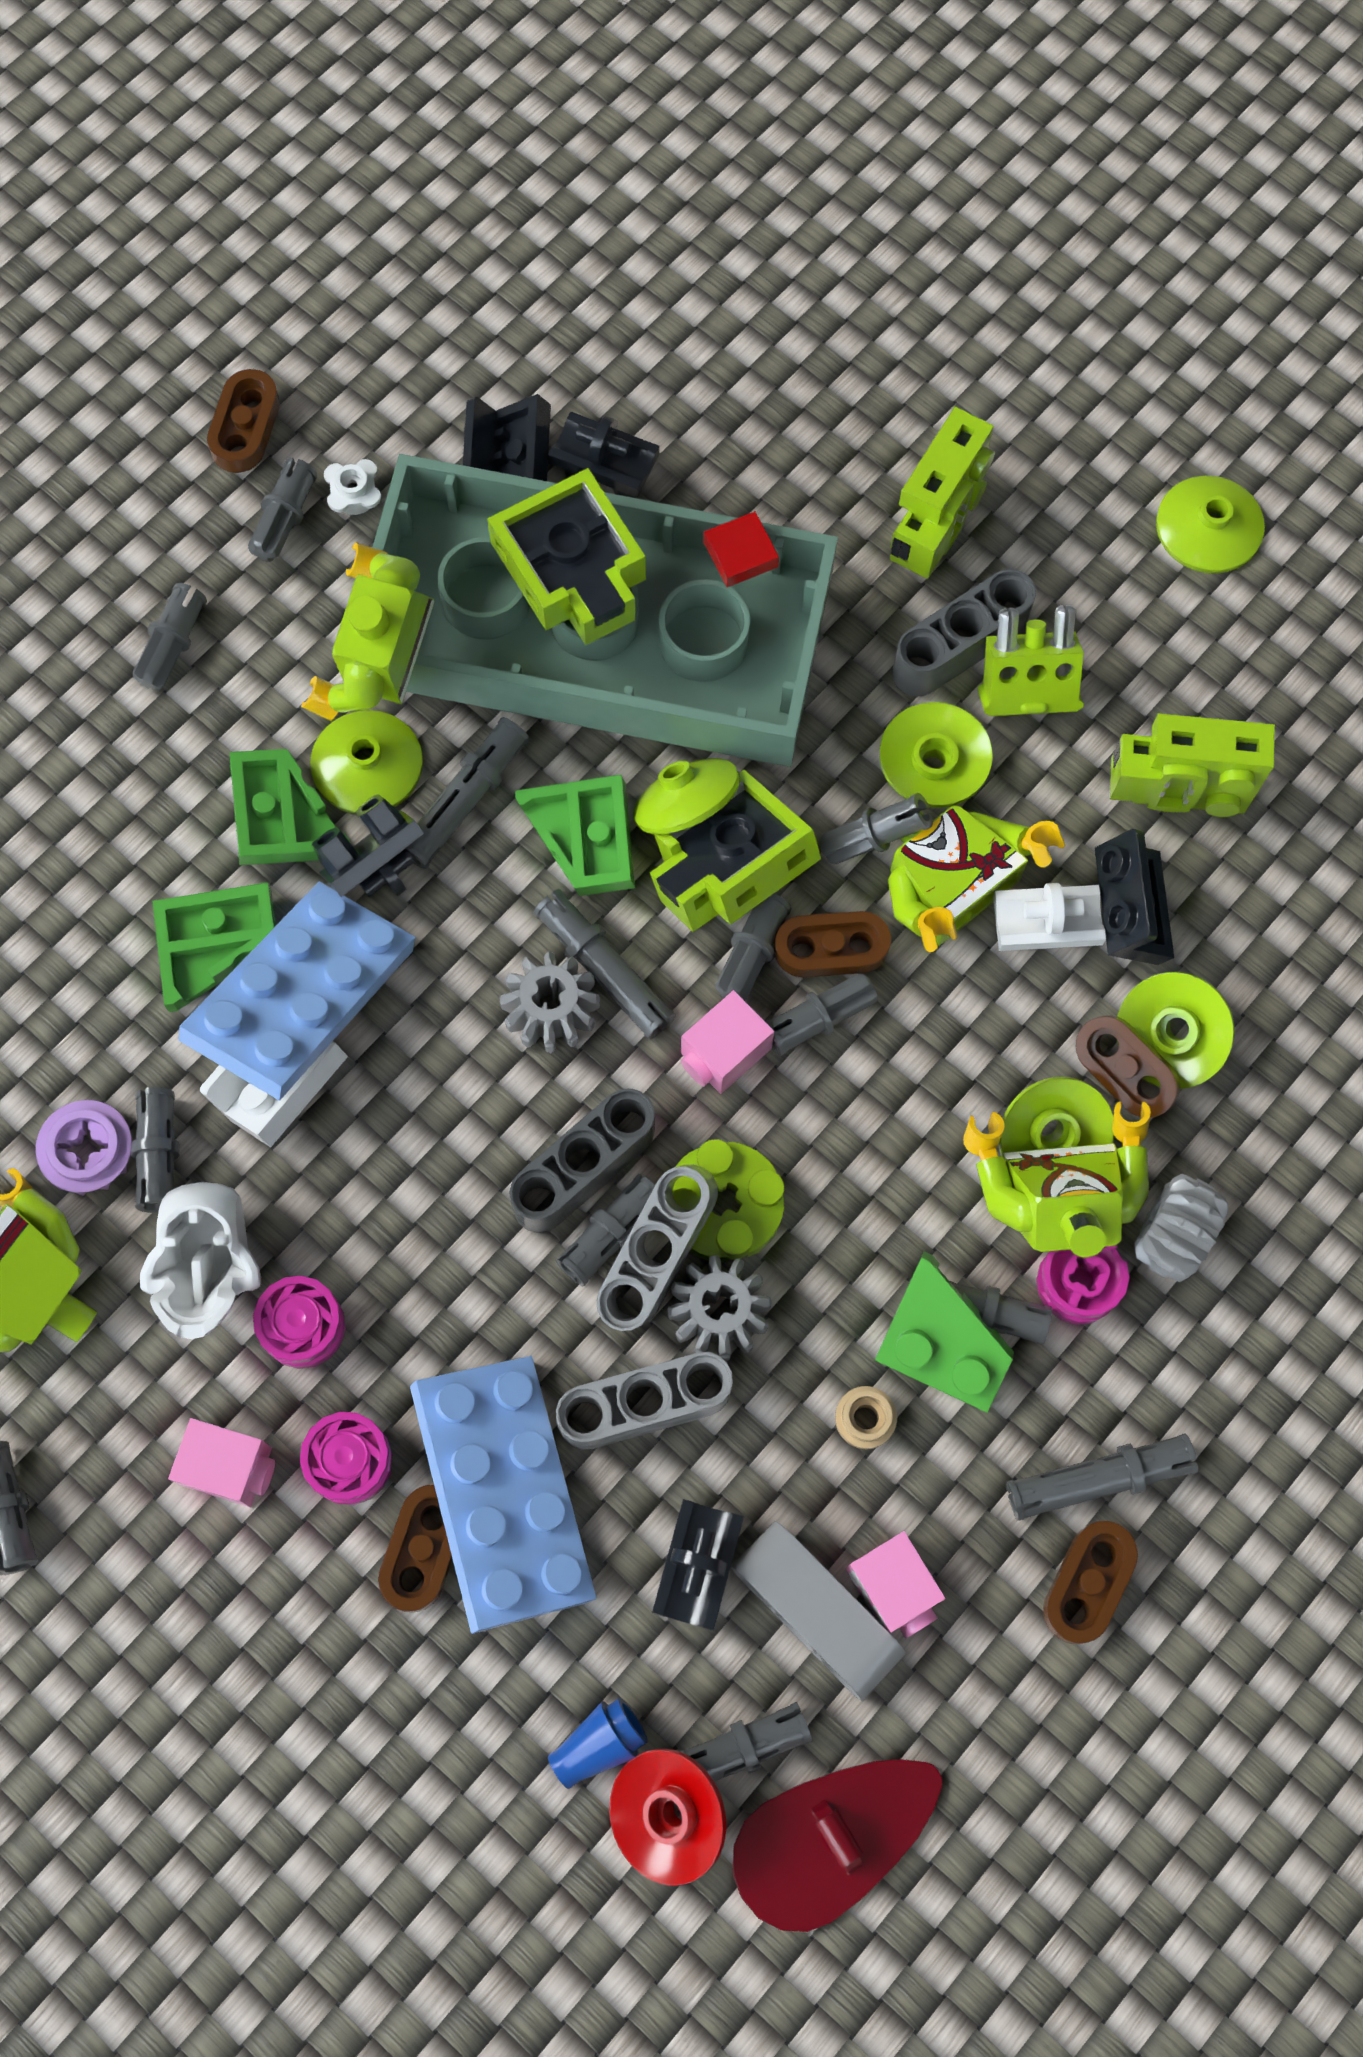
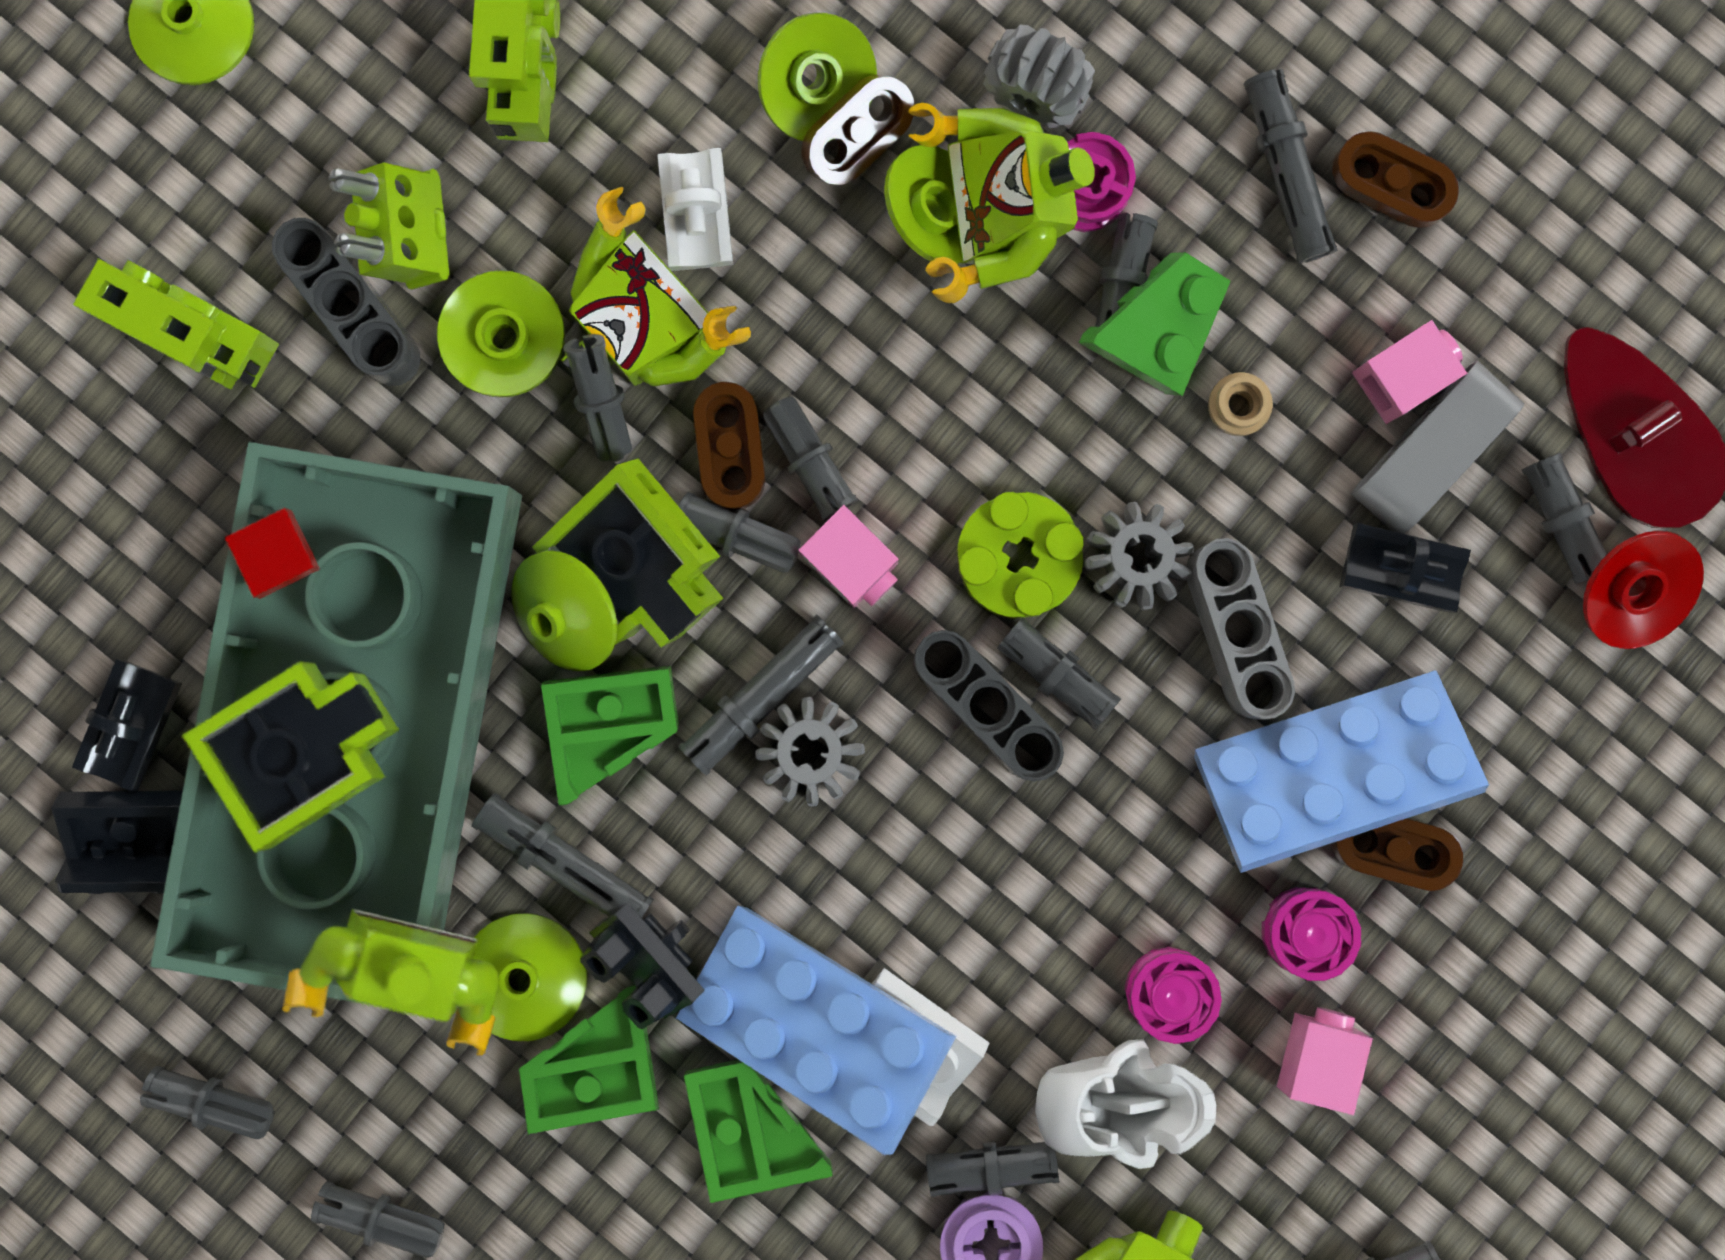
camera: 90 degrees left, 15 degrees up
(242, 425) = (90, 1162): reddish brown plate -> none
(356, 499) = (190, 1022): white plate -> none
(599, 1743) = (1575, 660): blue cone -> none
(634, 1265) = (1113, 627): light grey beam -> none
(1134, 899) = (669, 118): black bracket -> none

